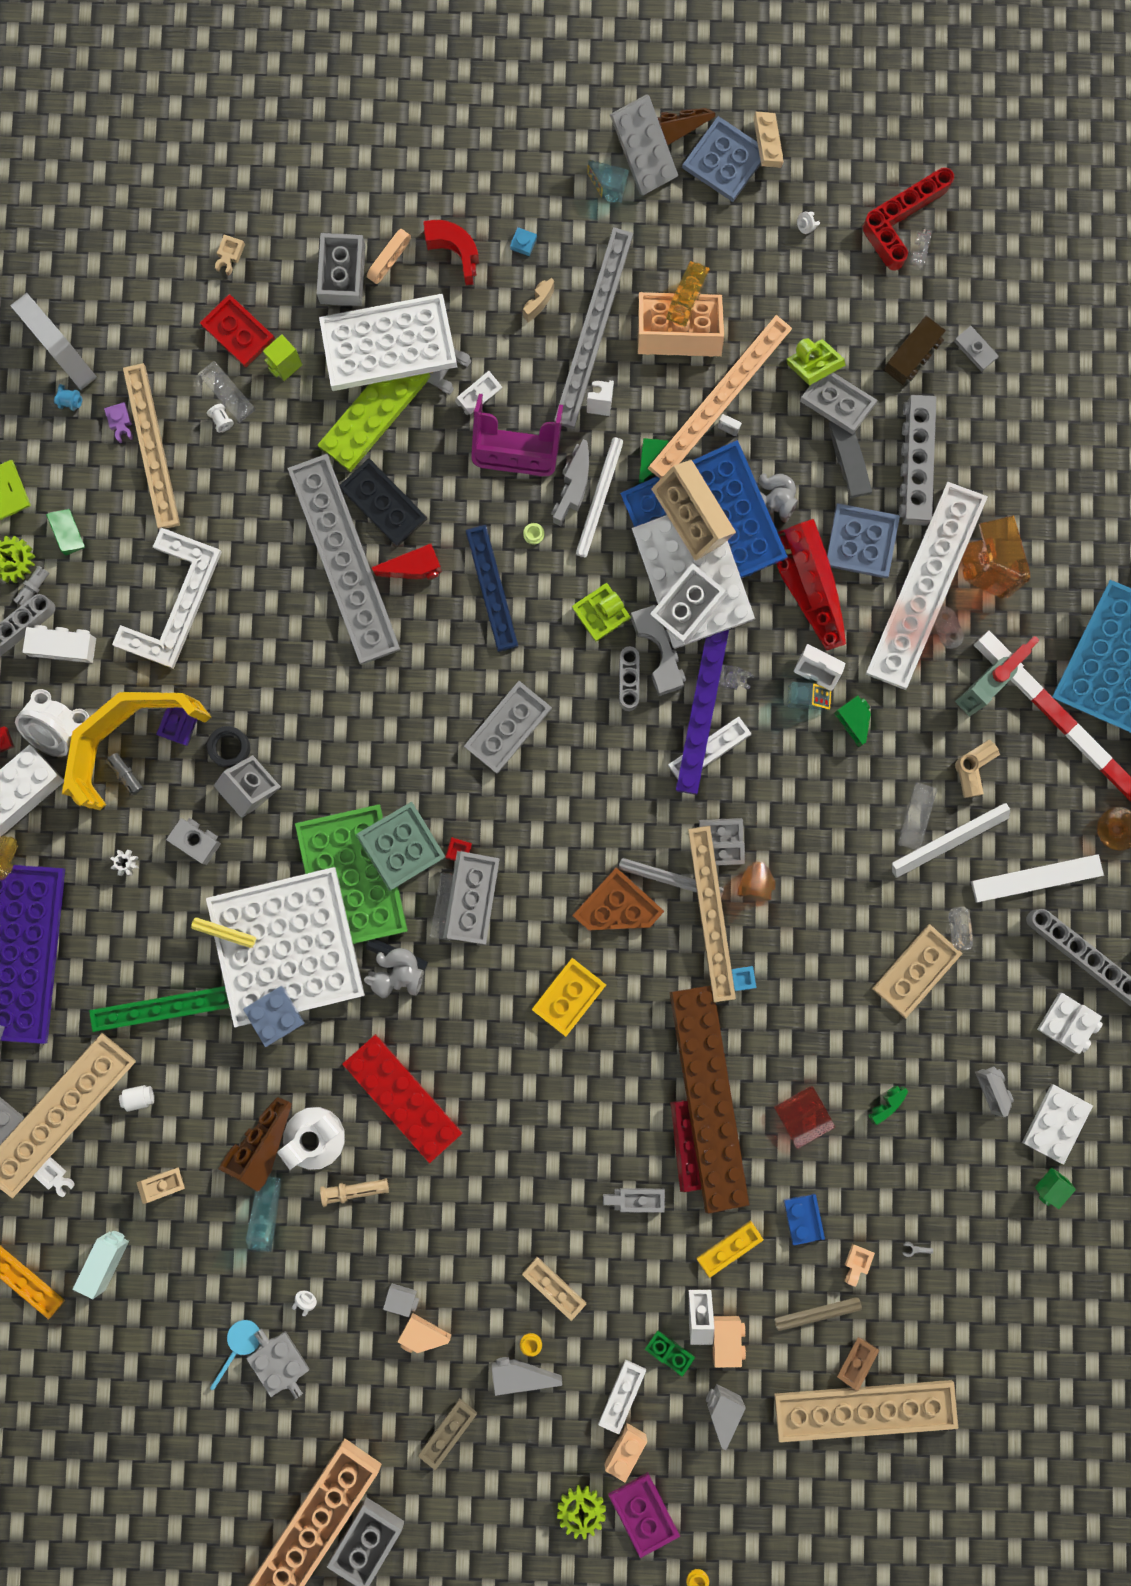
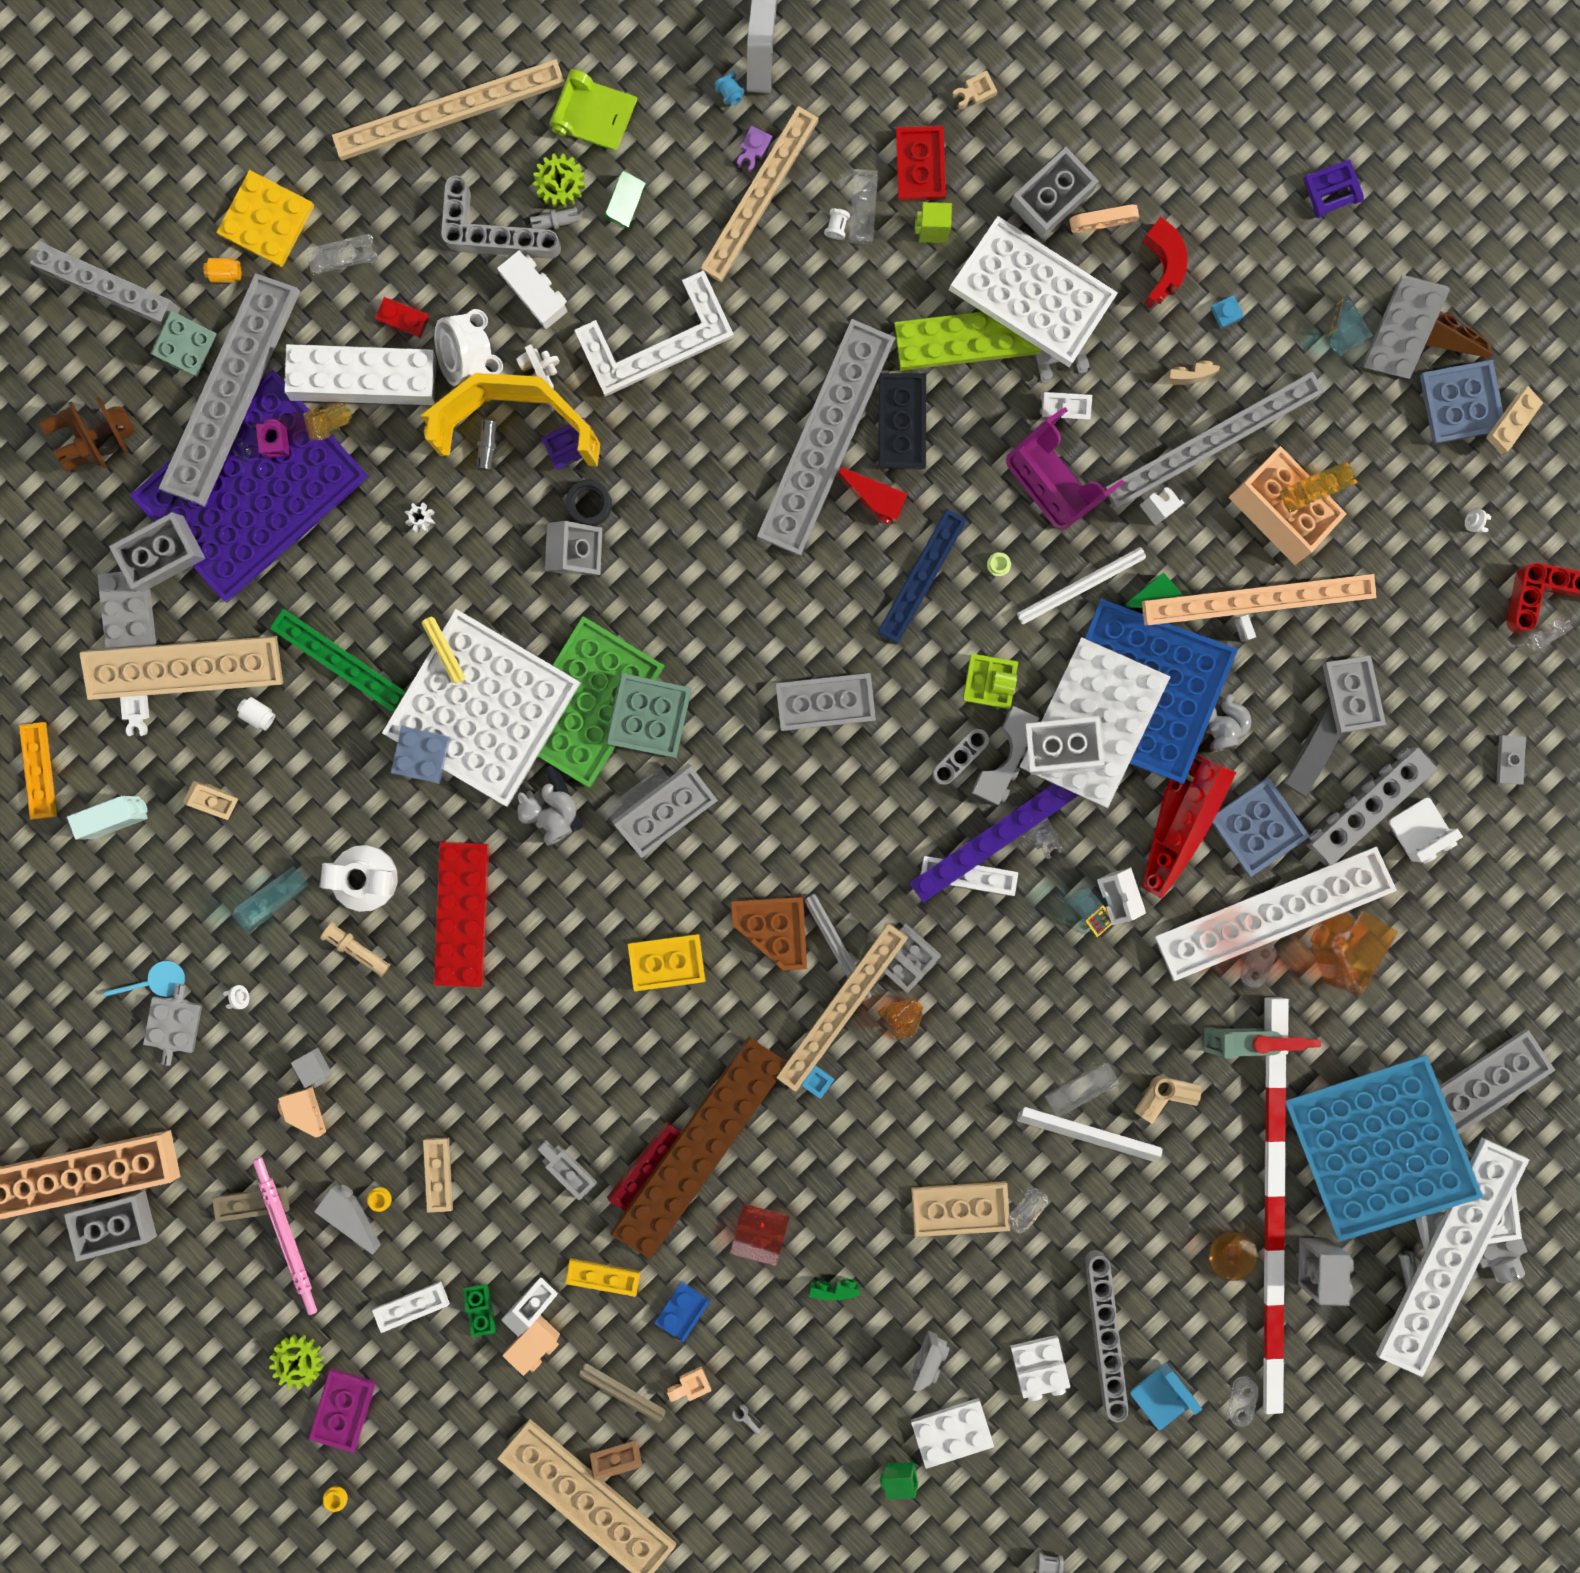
camera: 45 degrees right, 5 degrees up
(101, 689) = (532, 359): none -> white hips
(182, 835) = (481, 542): light grey brick -> none
(256, 1154) = (304, 848): reddish brown wedge -> none
(457, 845) = (694, 758): red tile -> none
(491, 1432) = (284, 1235): none -> bright pink axle
(509, 102) = (1331, 181): none -> dark purple plate
(576, 476) = (1079, 551): light grey slope -> none
(625, 1452) = (373, 1351): light nougat brick -> none
(693, 509) = (1144, 672): tan slope -> none
(726, 1411) = (477, 1398): light grey slope -> none
(815, 360) = (1368, 643): lime plate -> none
(855, 719) = (1109, 965): green slope -> none
(915, 350) = (1458, 714): dark brown brick -> none
(967, 444) = (1423, 831): none -> white bracket
(1037, 878) = (1128, 1230): white tile -> none

